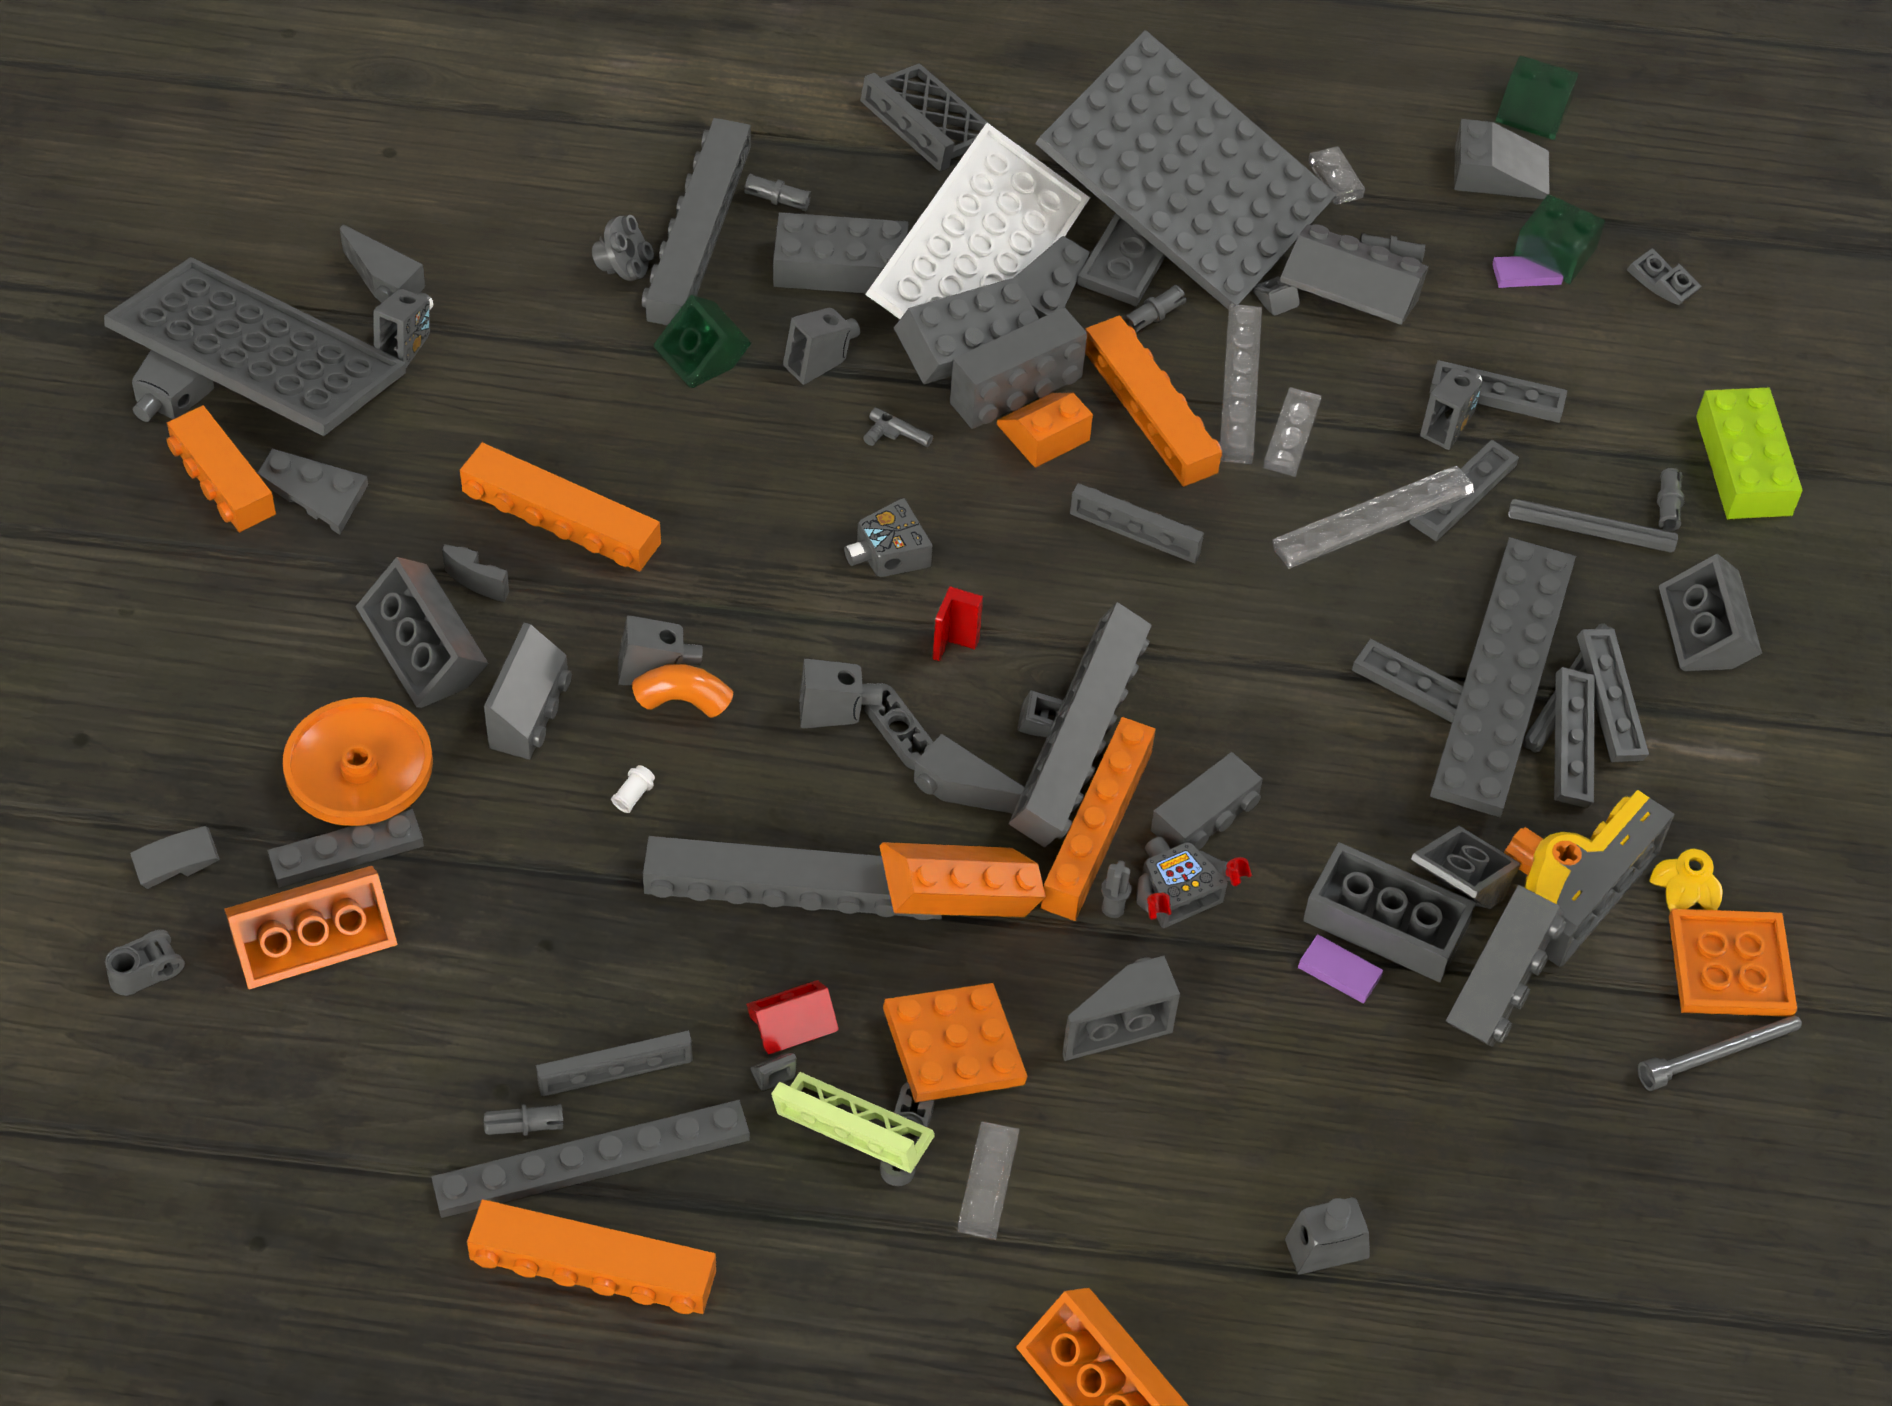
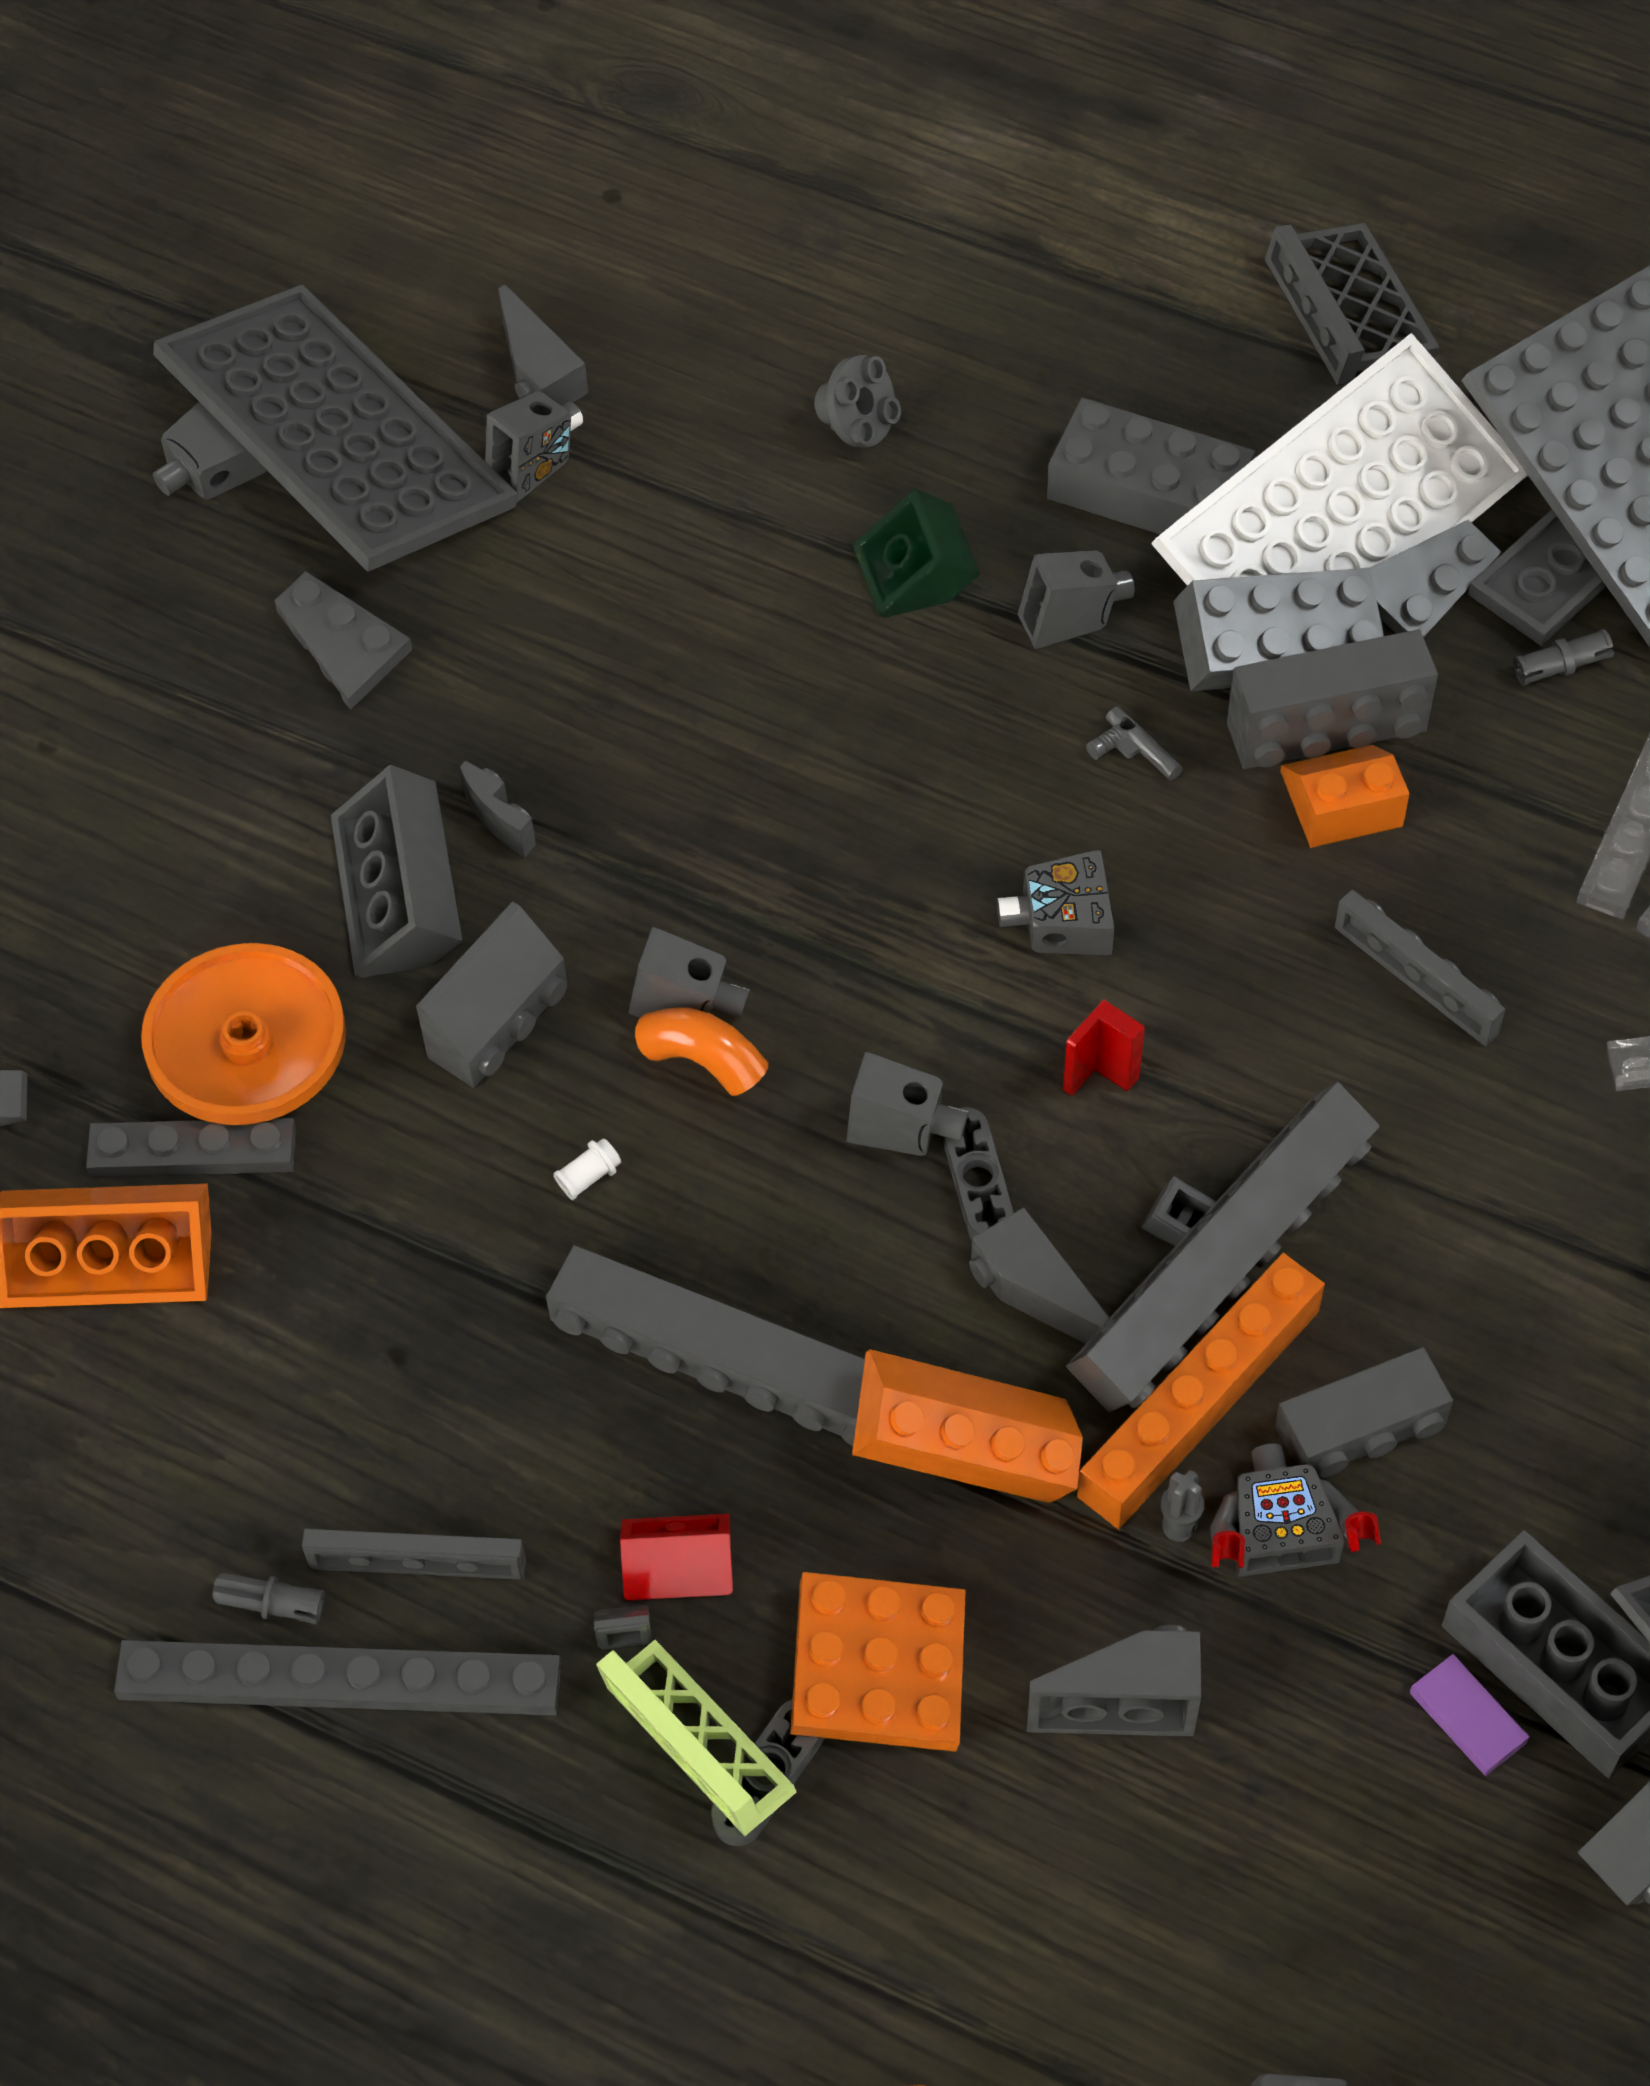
camera: 25 degrees right, 5 degrees up
(220, 469) = (230, 584): orange brick -> none
(560, 507) = (641, 745): orange brick -> none
(592, 1257) = (282, 1822): orange brick -> none
(697, 220) = (977, 380): dark grey brick -> none
(777, 192) = (1099, 366): dark grey pin -> none
(988, 1180) = (853, 1877): clear plate -> none
(1153, 401) = (1510, 792): orange brick -> none

